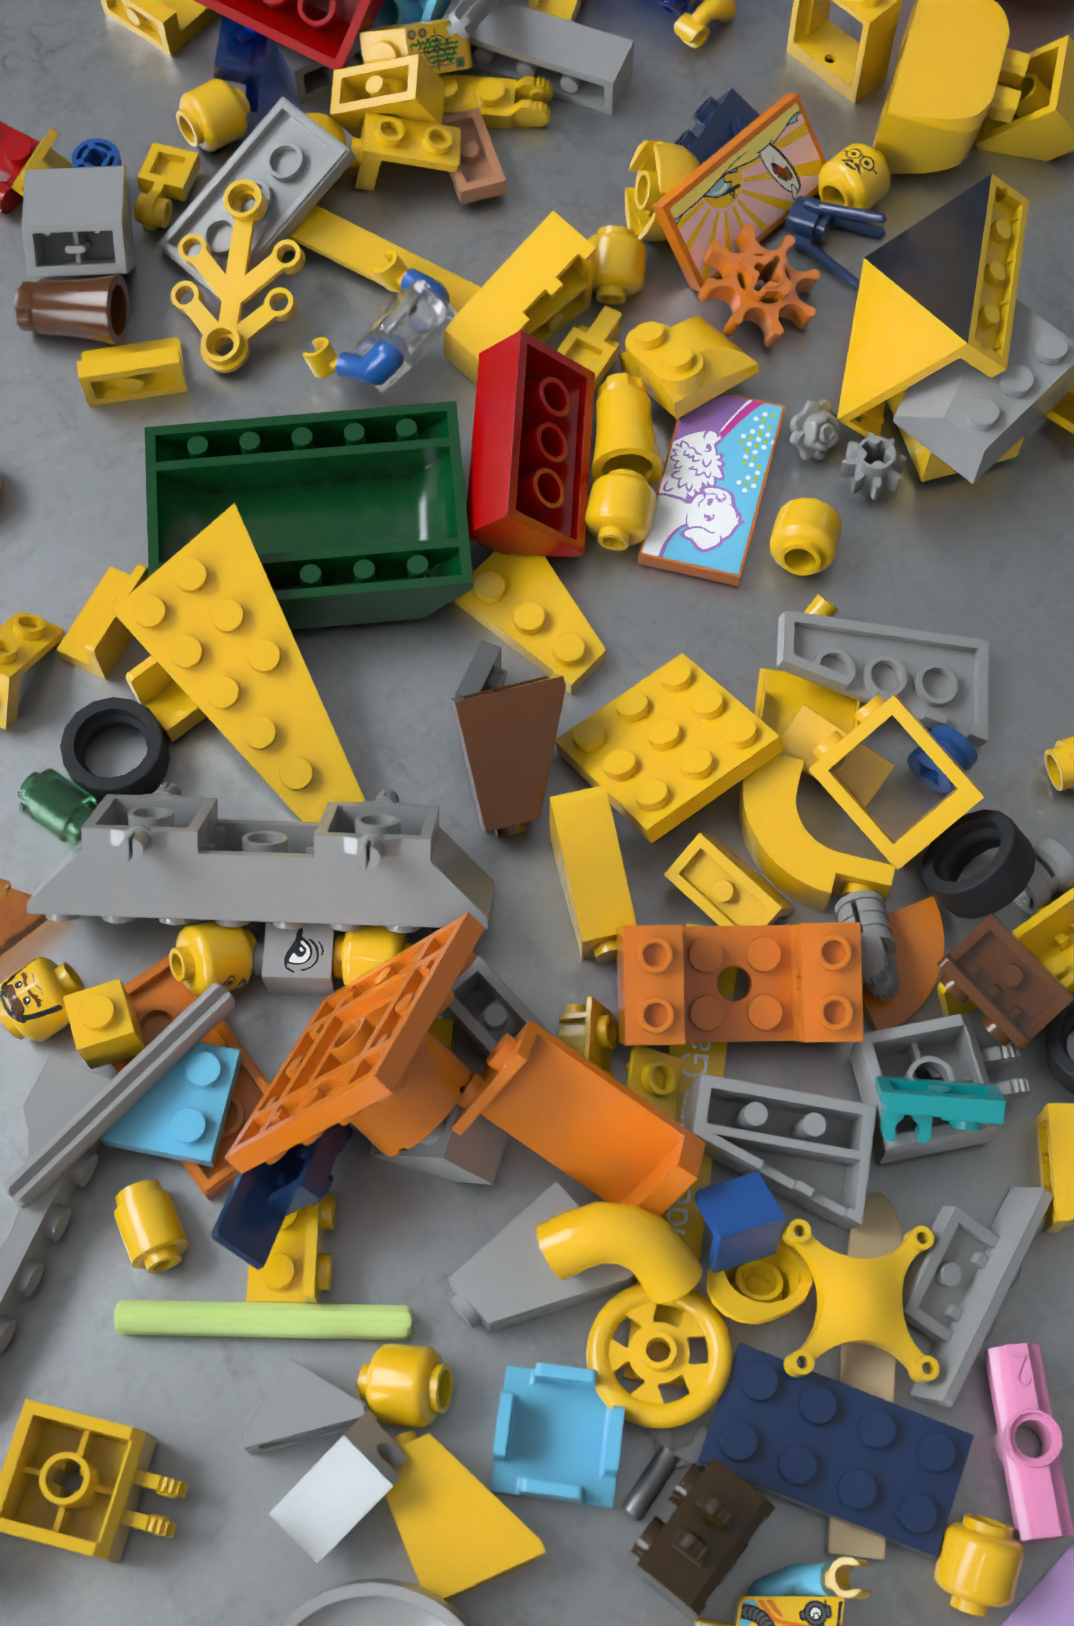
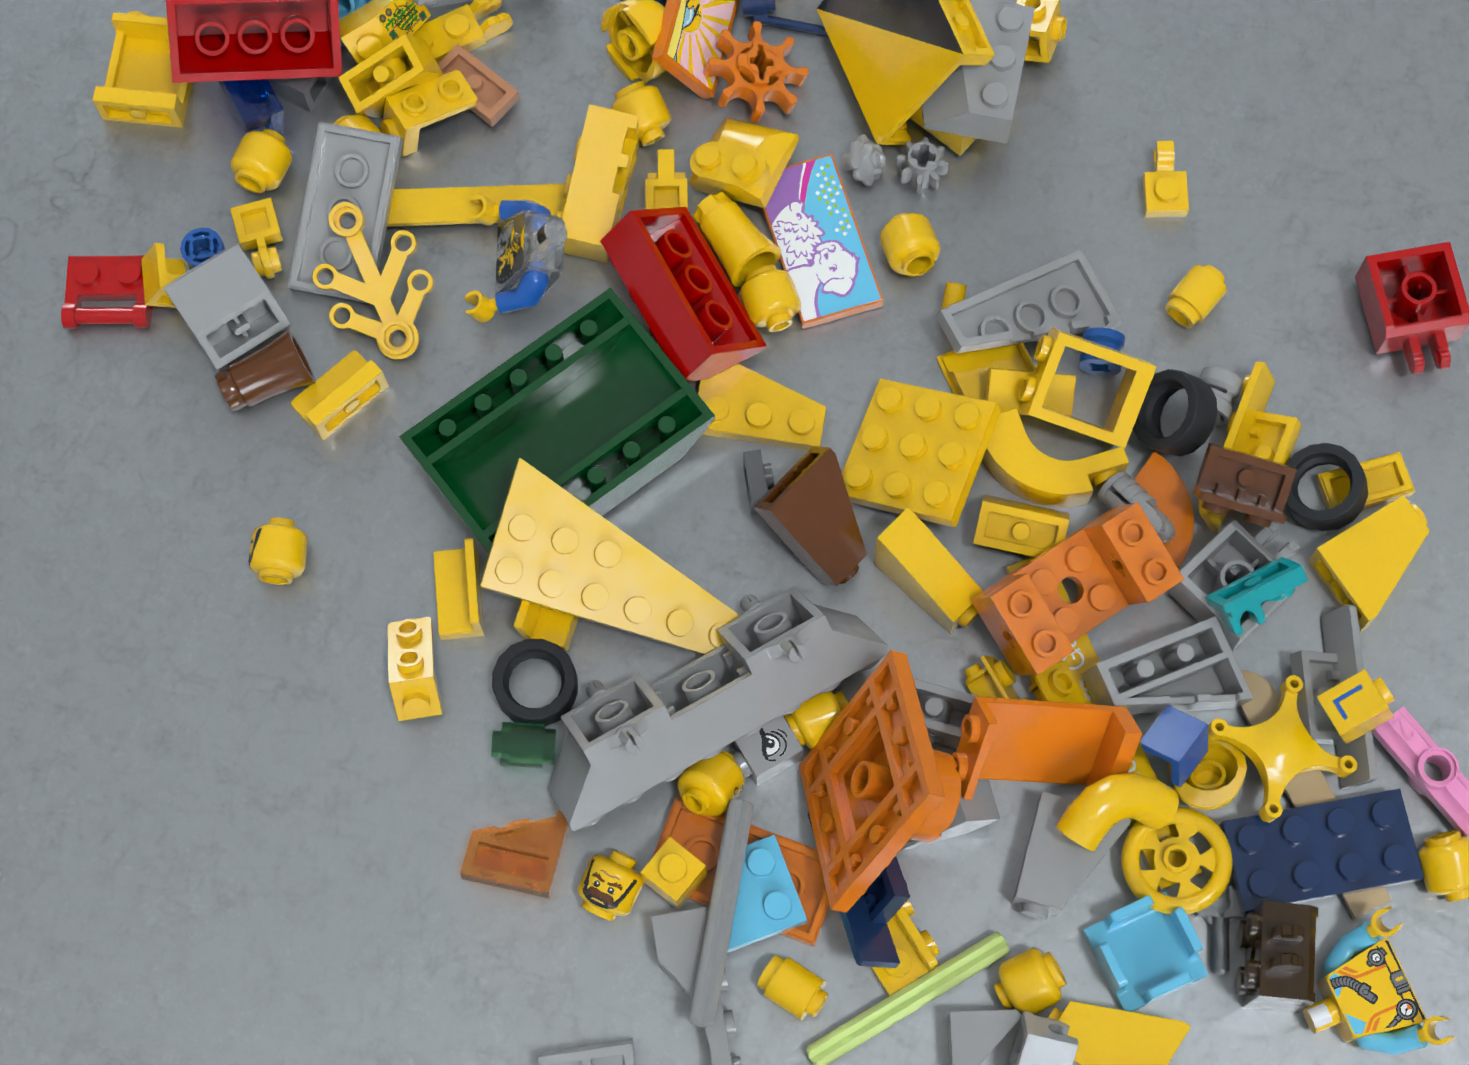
camera: 30 degrees left, 5 degrees up
(977, 1305) = (1357, 705): none -> yellow brick

